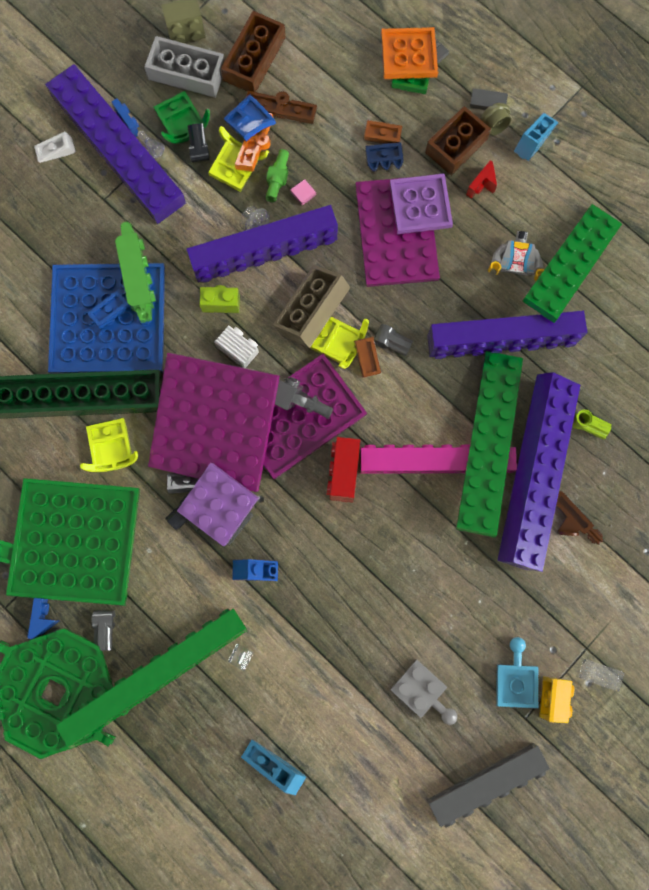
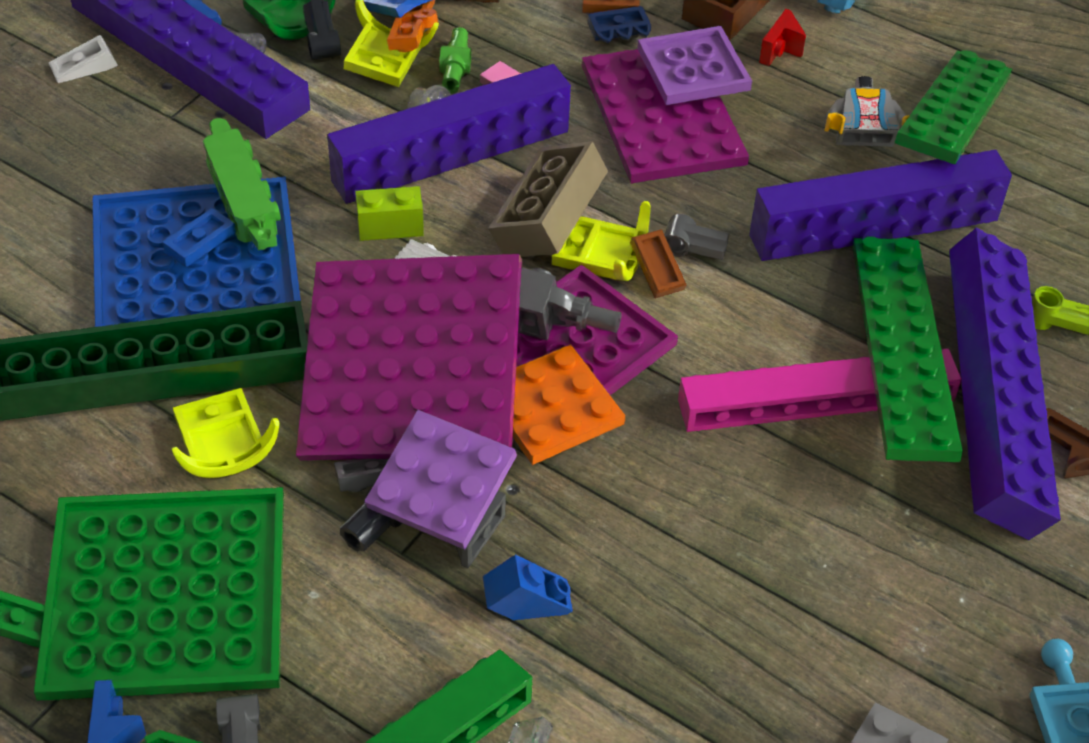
camera: 10 degrees left, 30 degrees down
(291, 454) = (560, 405): none -> orange plate
(343, 469) = (660, 412): red brick -> none

